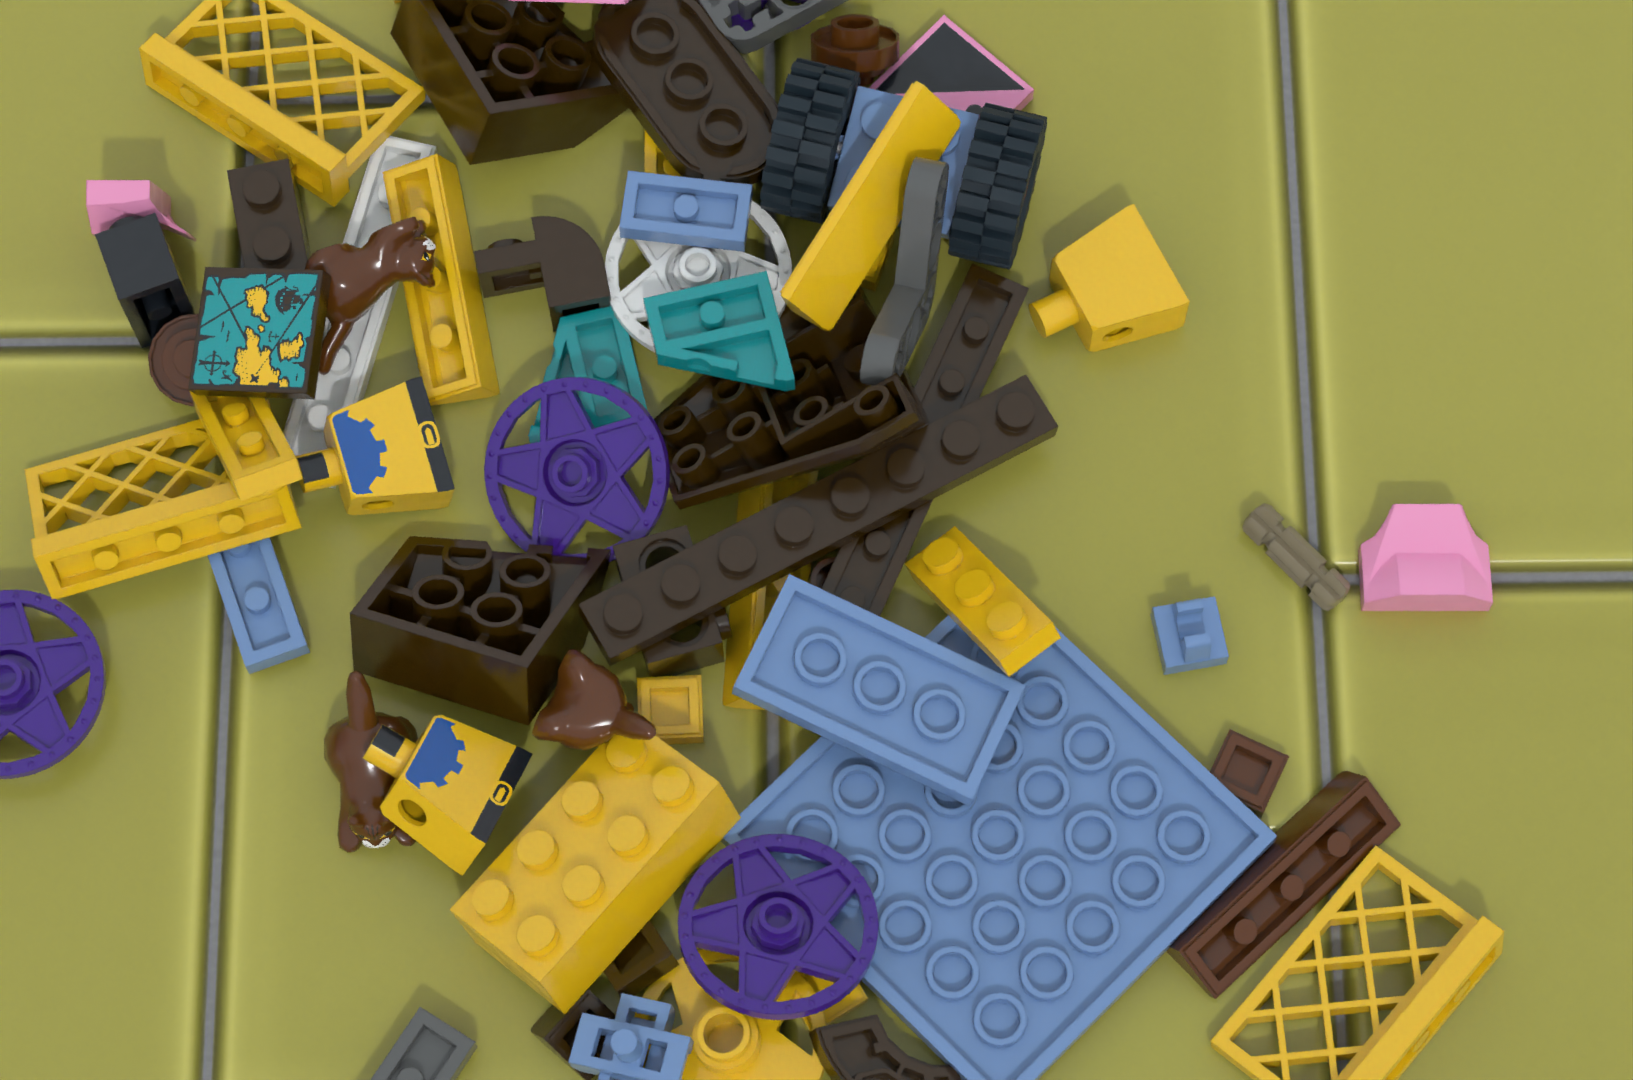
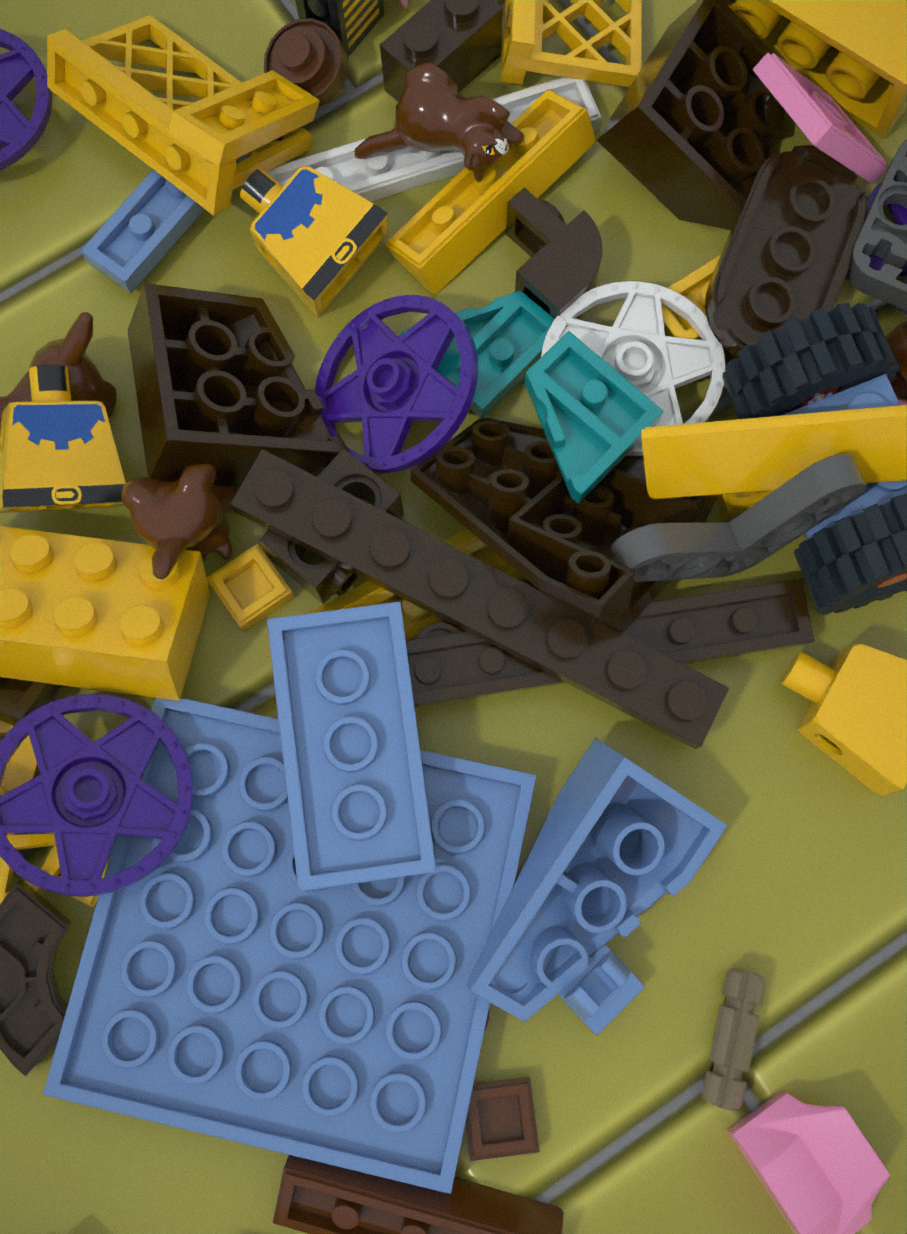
camera: 60 degrees right, 5 degrees up
(260, 332) = (337, 72): tile -> none
(686, 211) = (673, 317): medium blue plate -> none
(982, 601) = (490, 786): yellow plate -> none
(1095, 564) = (596, 866): none -> medium blue wedge

